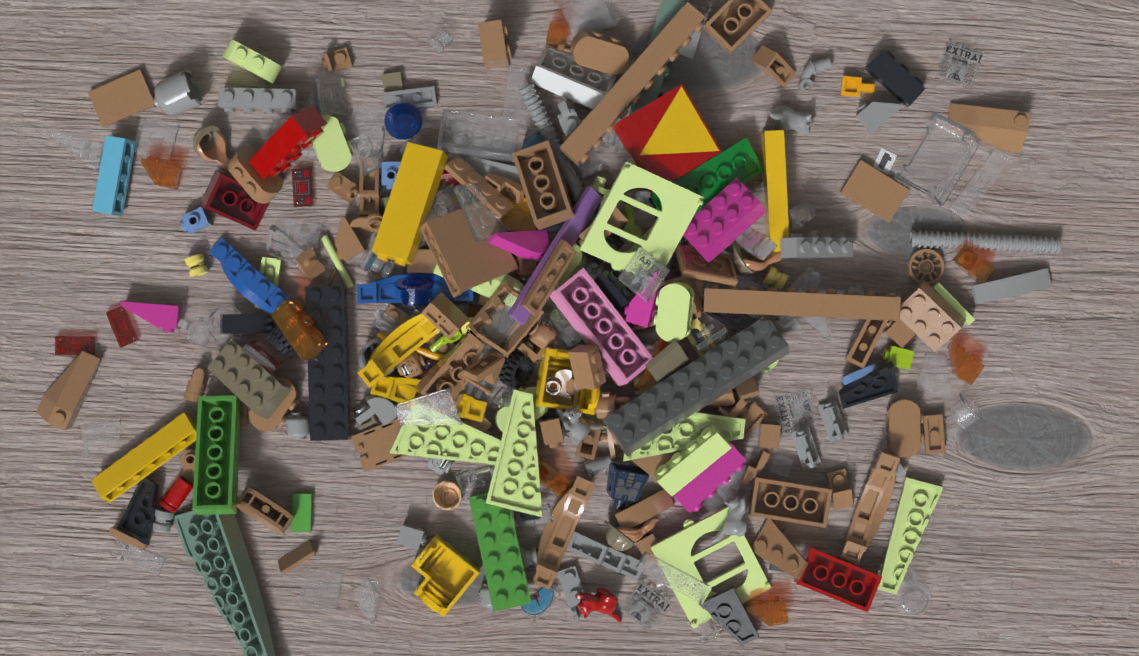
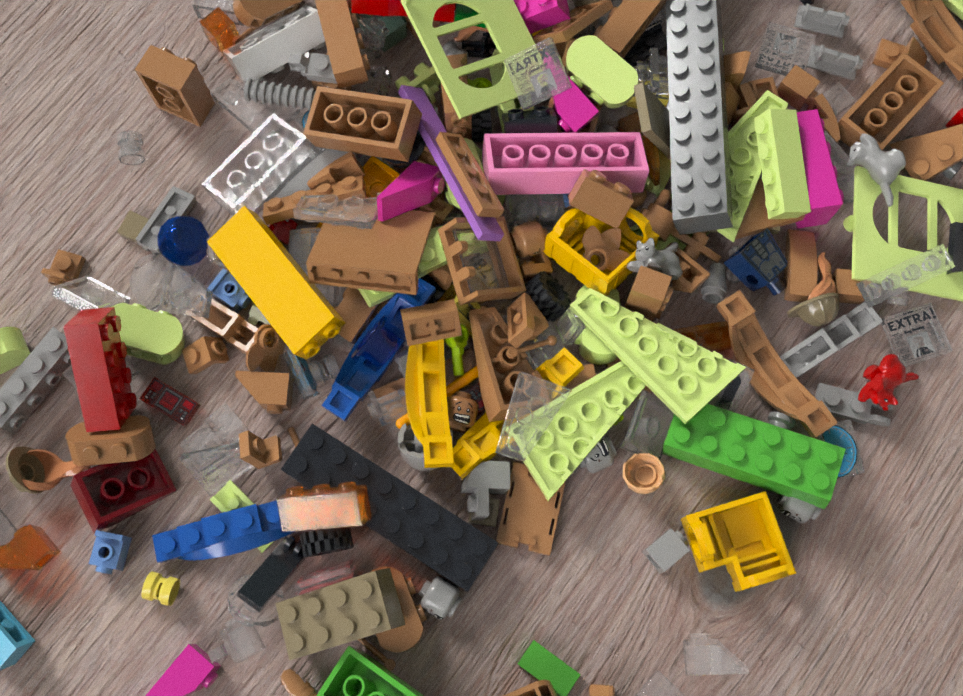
camera: 55 degrees left, 15 degrees down
(339, 265) = (280, 419): yellowish green bar -> none

